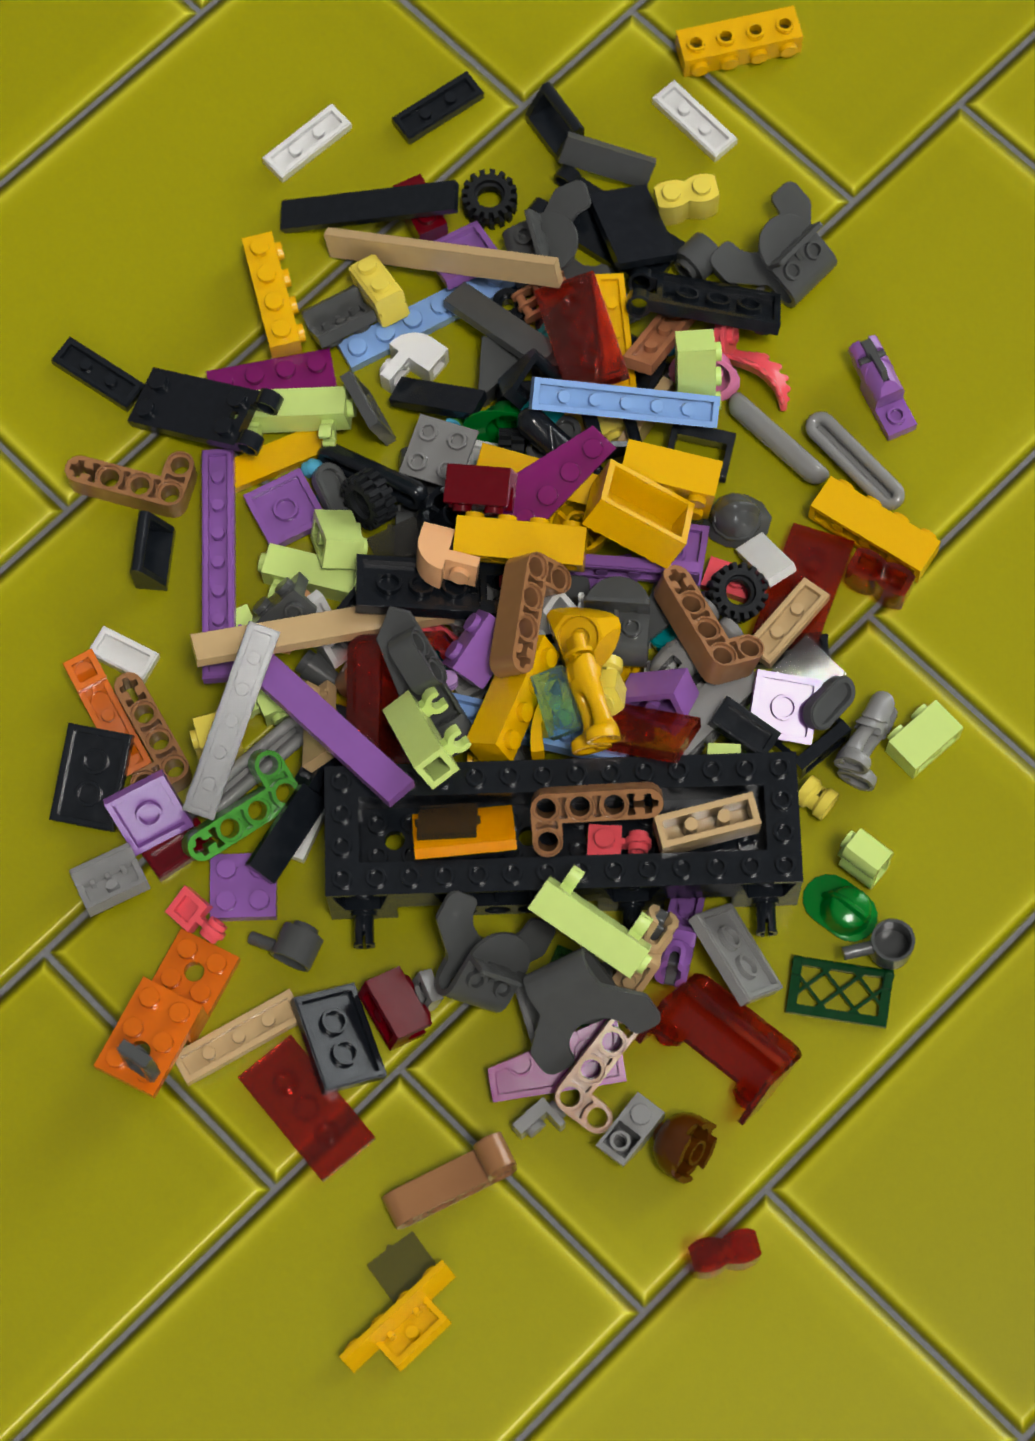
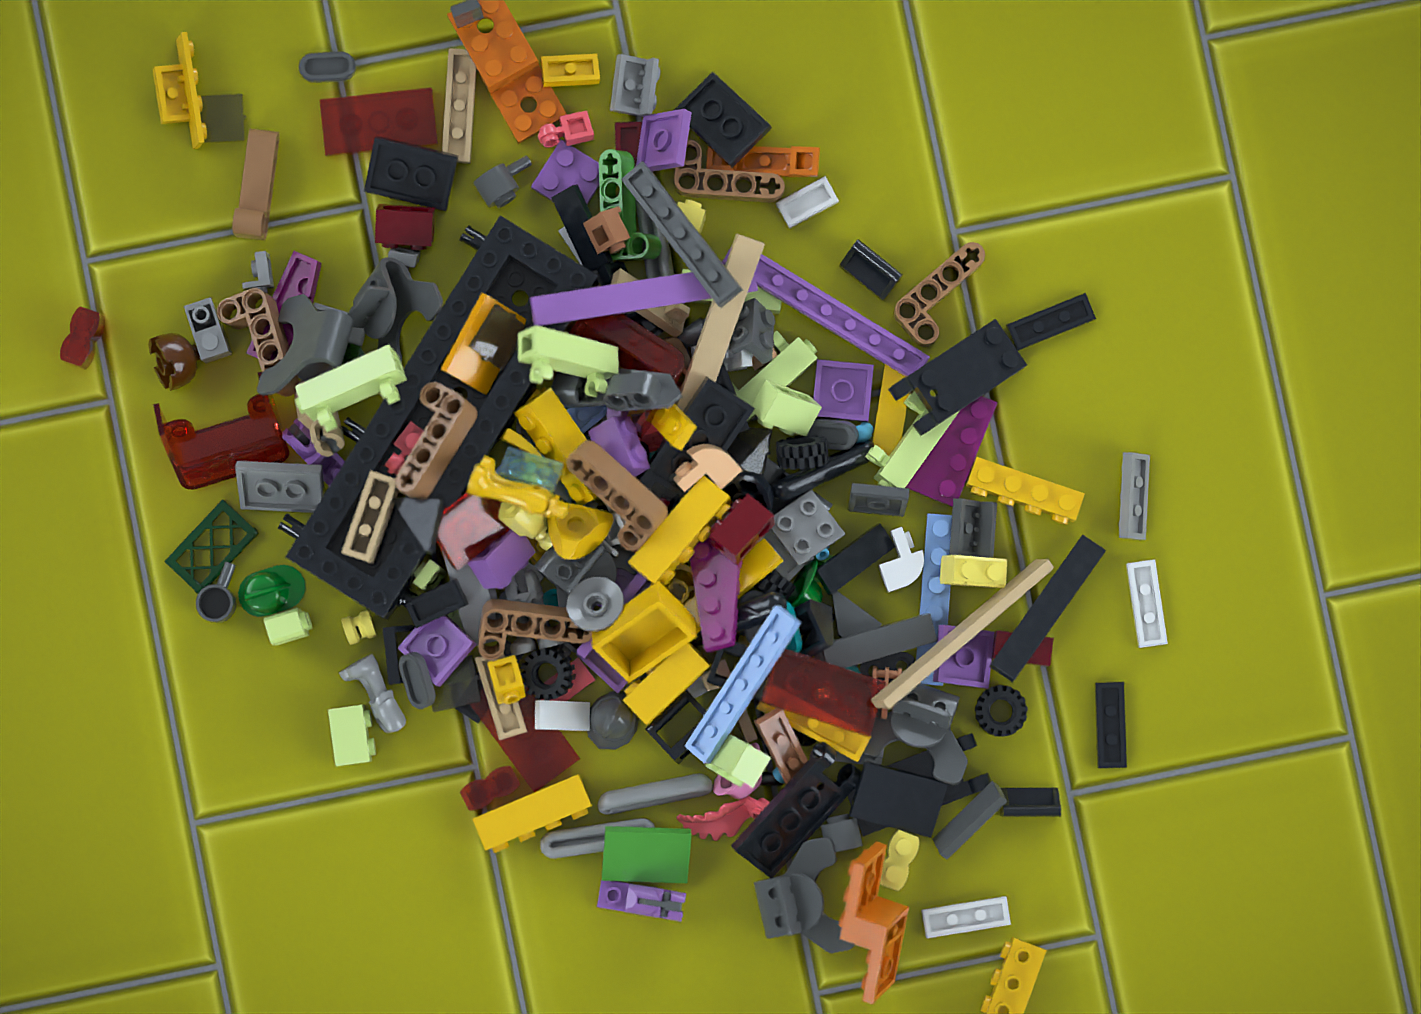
camera: 120 degrees right, 15 degrees up
(133, 950) = (570, 70): none -> yellow plate
(215, 207) = (1134, 496): none -> light grey plate
(273, 799) = (607, 231): none -> nougat brick
(283, 1197) = (327, 67): none -> dark grey tile
(425, 601) = (673, 425): none -> yellow plate
(627, 566) = (589, 594): none -> light grey dish
(674, 767) = (423, 519): none -> tile
(757, 171) = (873, 922): none -> orange bracket
(769, 617) = (506, 680): none -> yellow bracket
(839, 406) = (646, 854): none -> bright green tile

